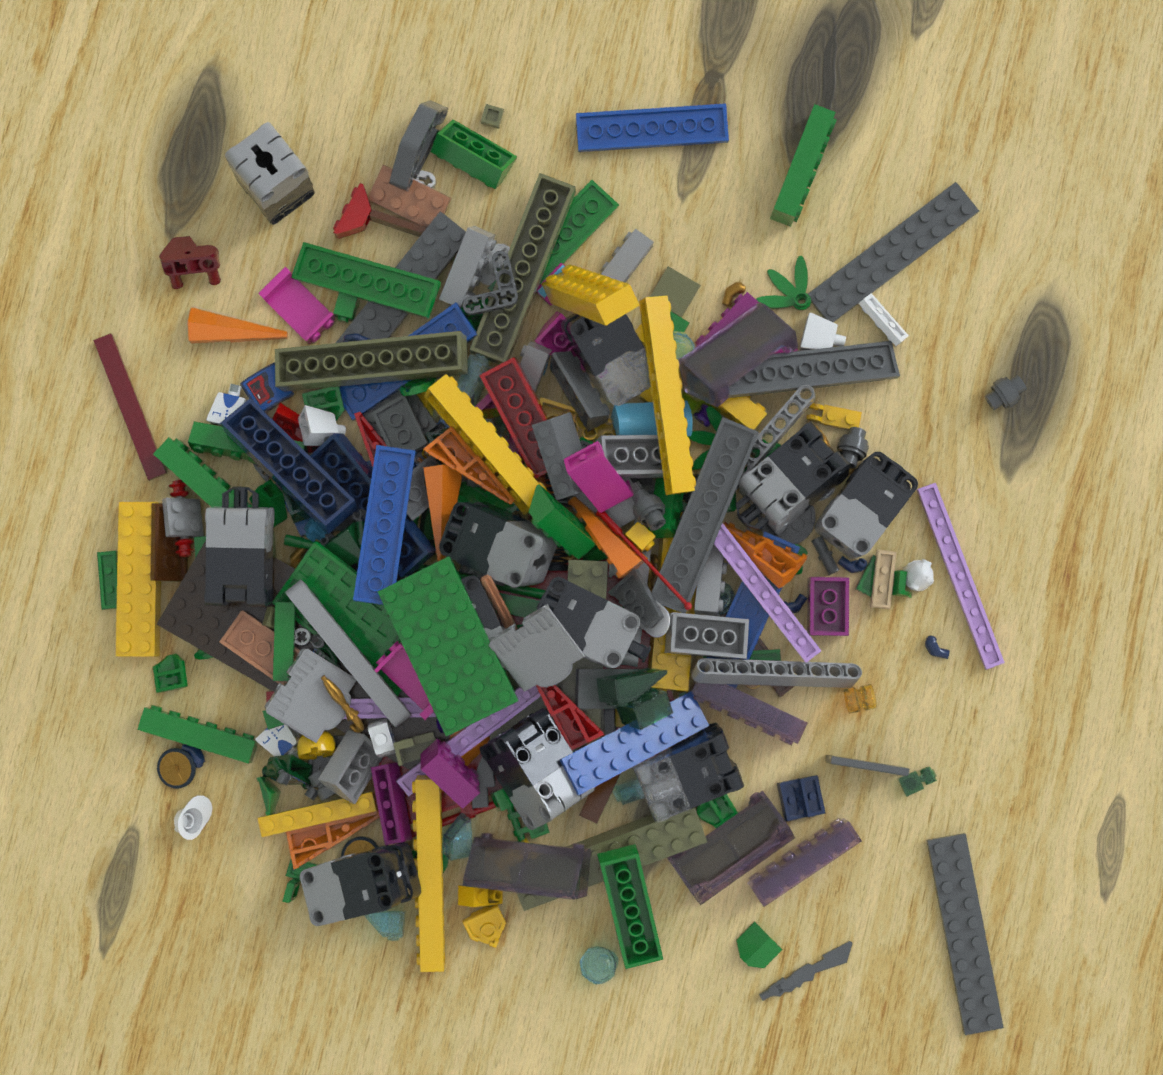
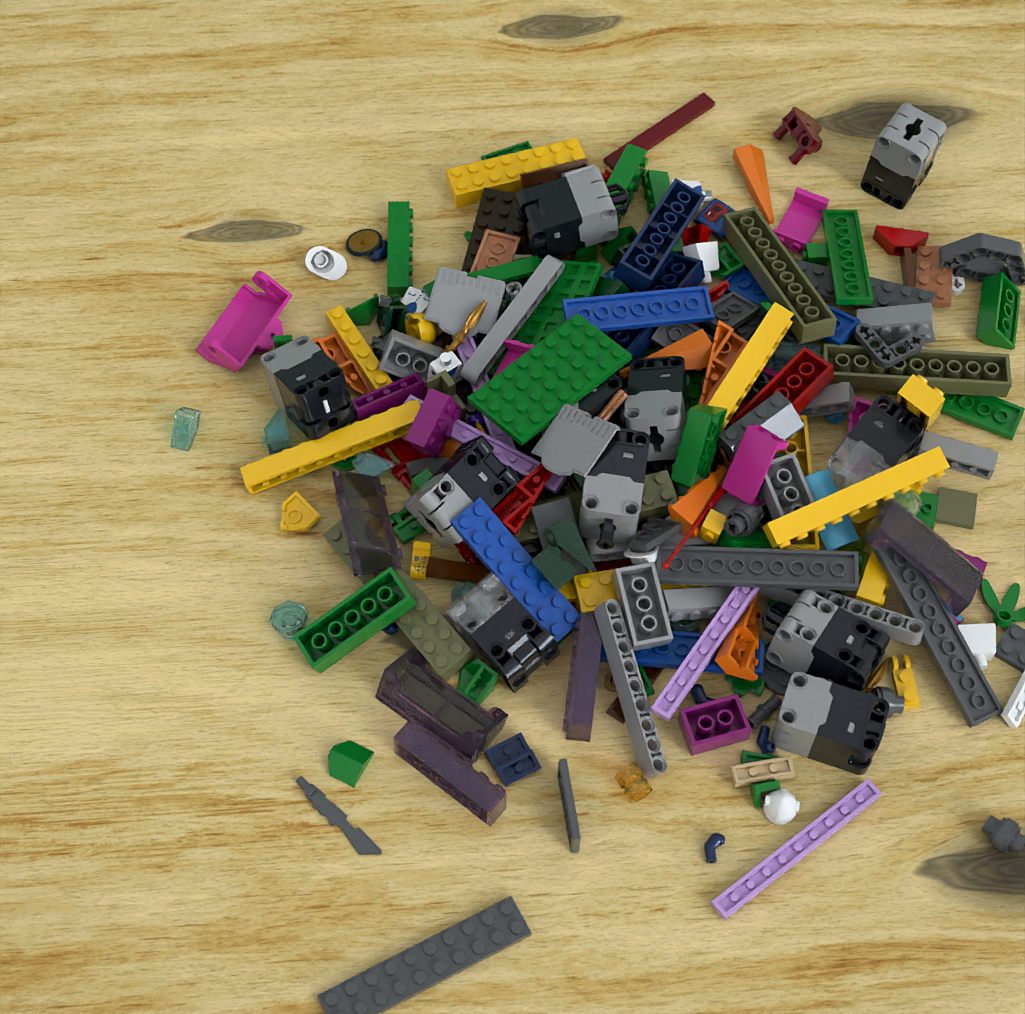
camera: 70 degrees right, 25 degrees down
(170, 674) = (442, 216): green slope -> none
(249, 923) = (246, 324): none -> dark pink piece
(350, 1013) = (185, 428): none -> clear light blue slope
(478, 896) = (326, 501): yellow slope -> none
(576, 823) = (420, 557): none -> yellow leg
(579, 390) = (827, 438): dark grey slope -> none
(731, 291) = (981, 554): pearl gold arm -> none
(912, 783) = (566, 862): clear green plate -> none

